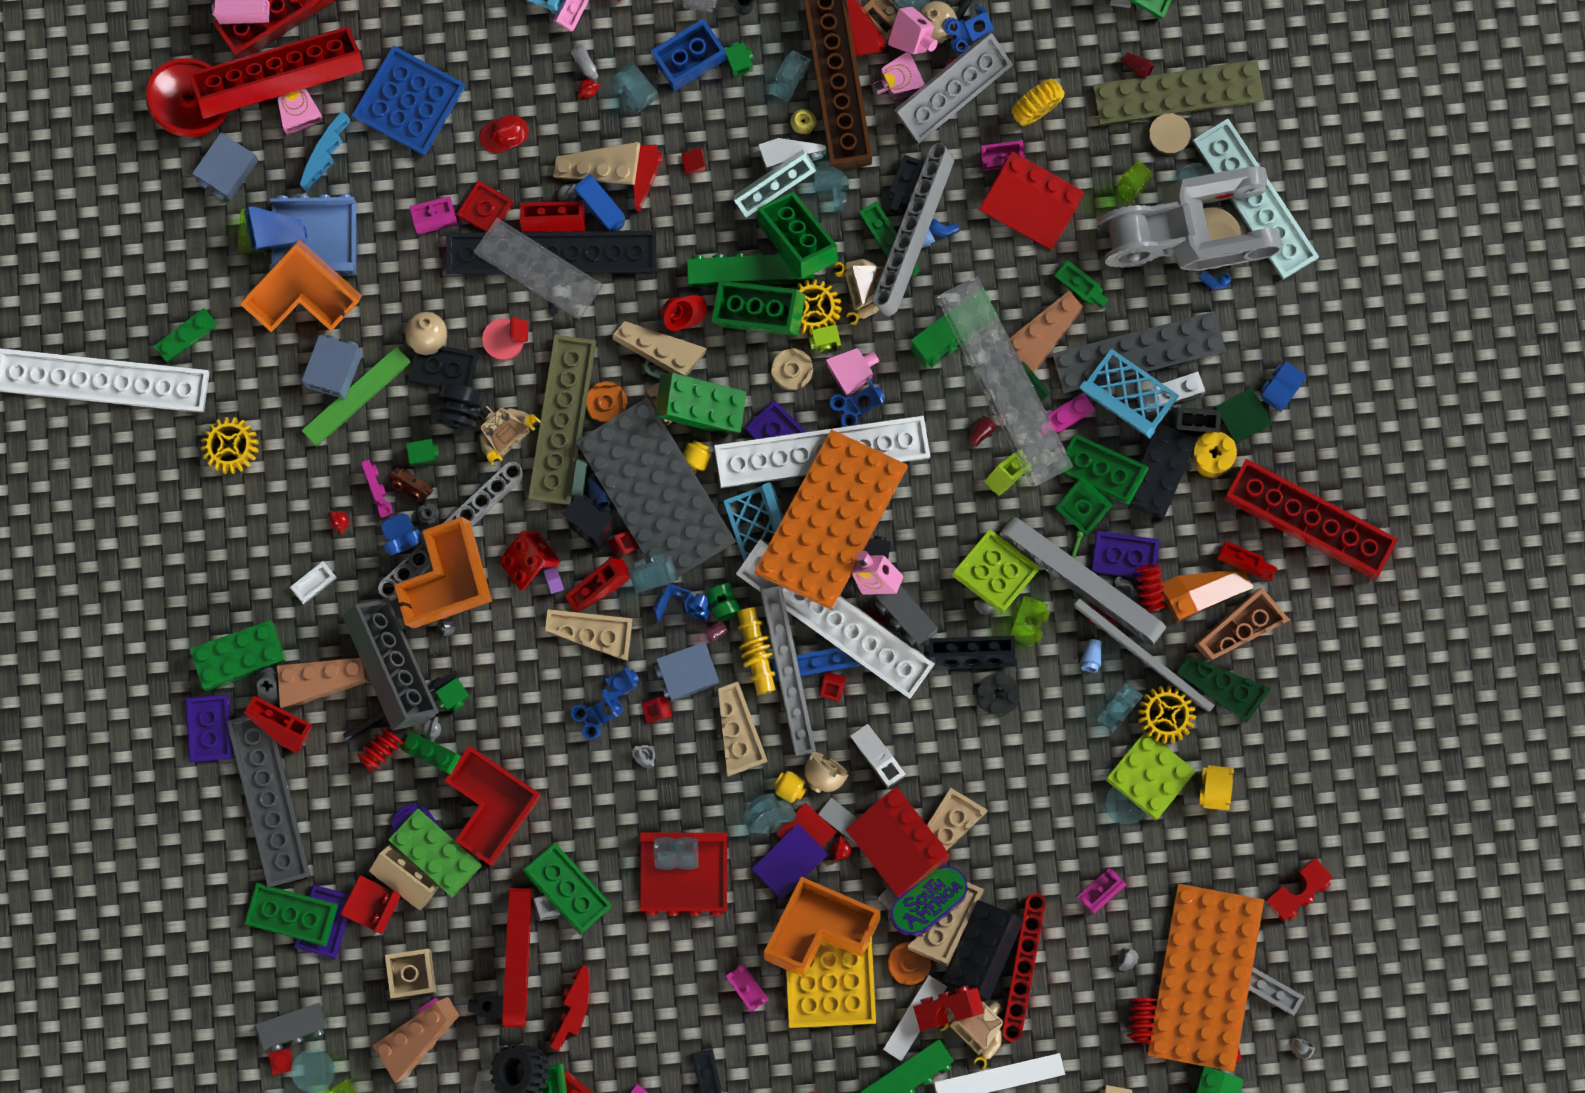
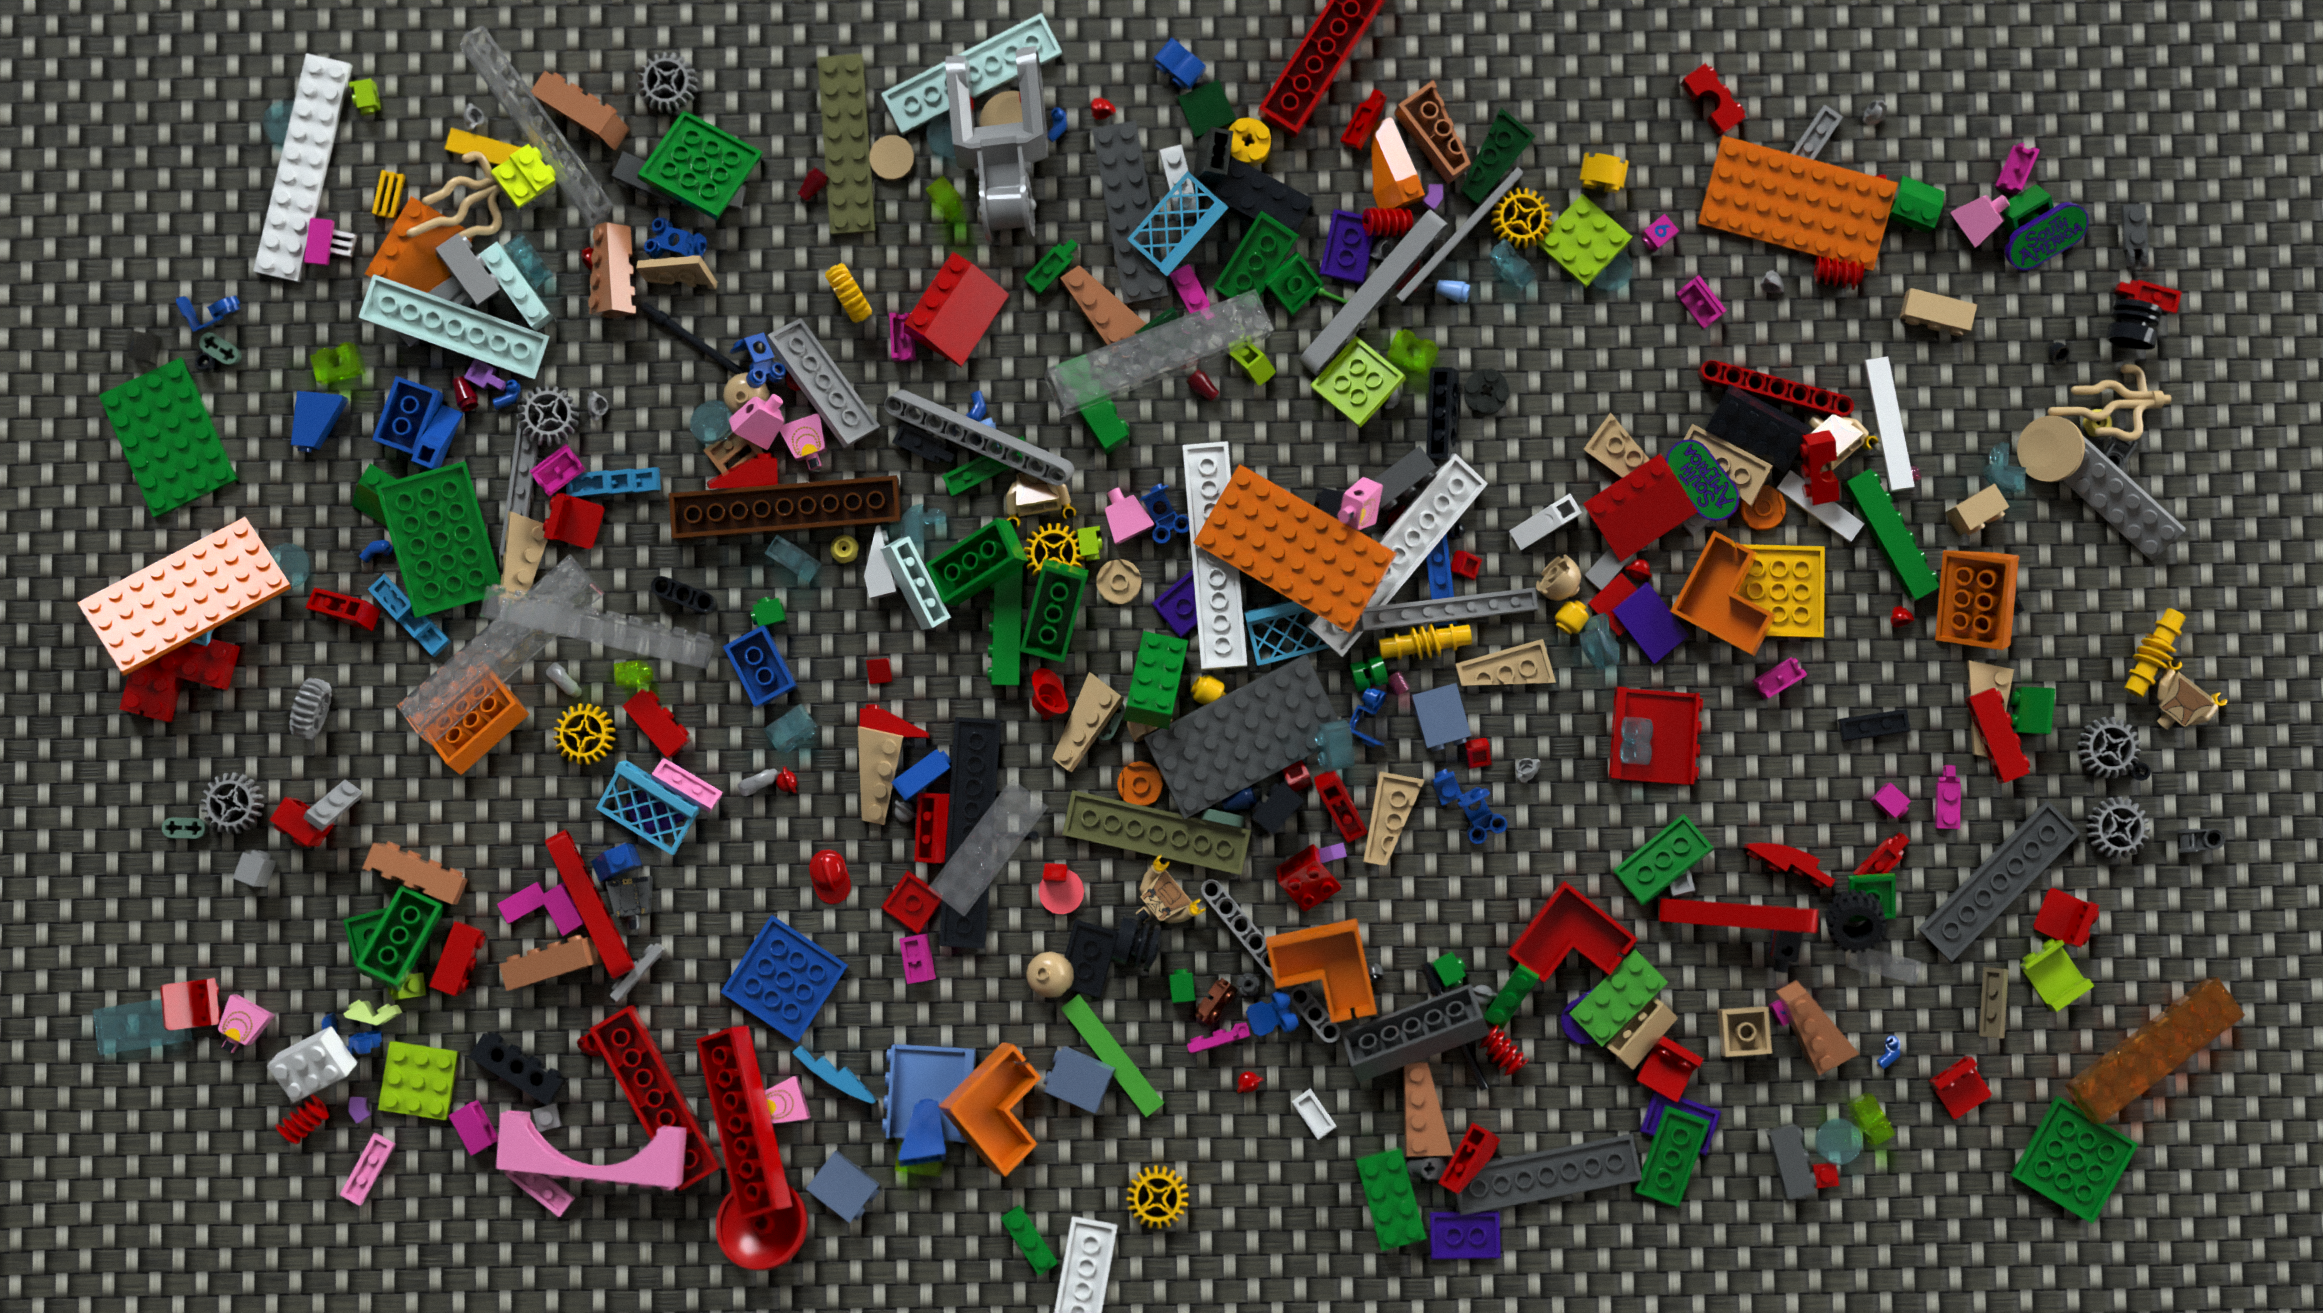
camera: 85 degrees left, 5 degrees up
(864, 679) = (1451, 532): none -> black hinge
(1163, 846) = (1659, 233): none -> dark pink brick
(1180, 632) = (1434, 196): none -> medium lavender piece
(1234, 319) = (1101, 108): none -> red piece

